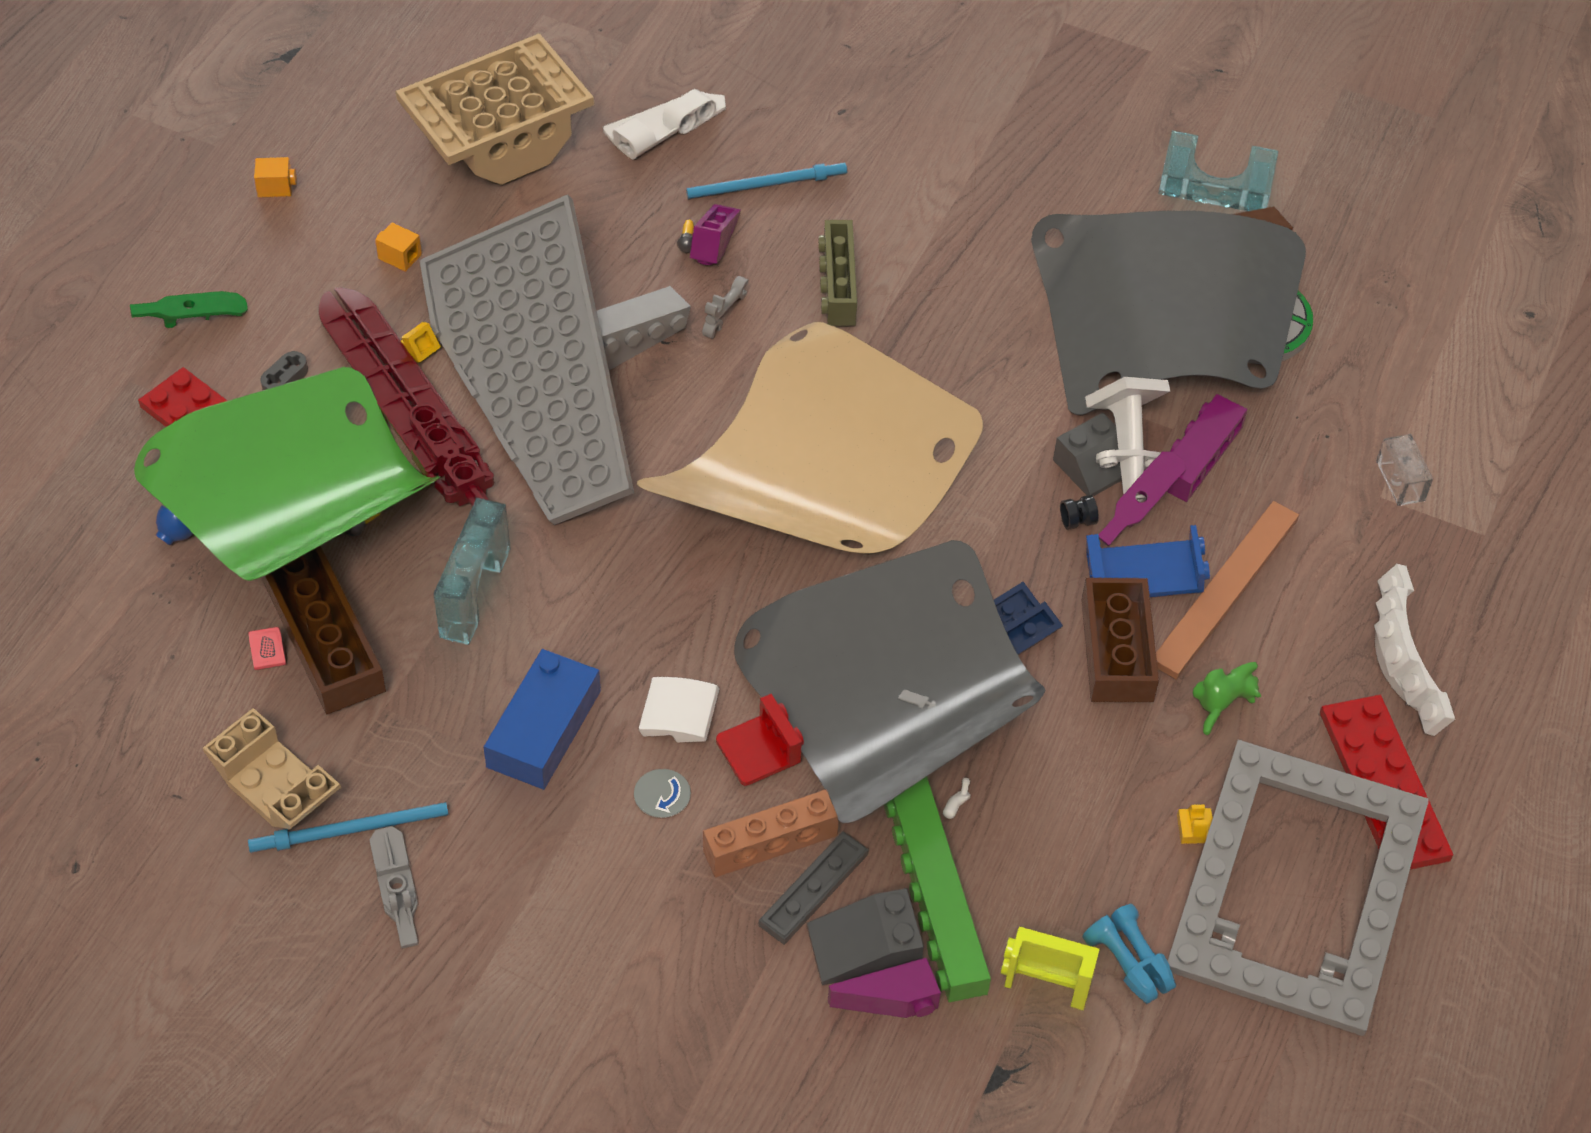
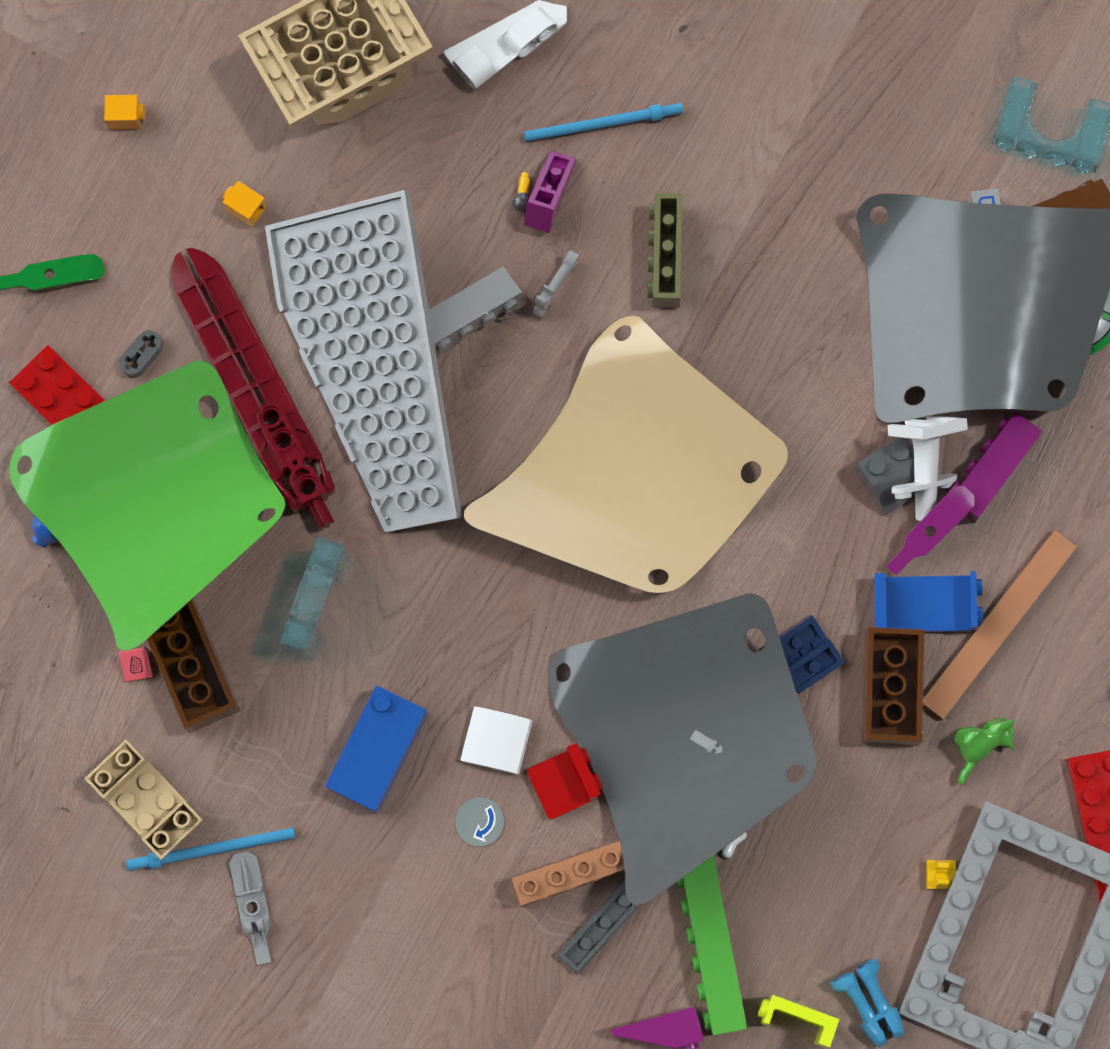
camera: 10 degrees right, 25 degrees up
(420, 342) = (267, 322): yellow tile -> none
(866, 937) = (645, 978): dark grey slope -> none
(1079, 512) = (871, 539): black wheel -> none

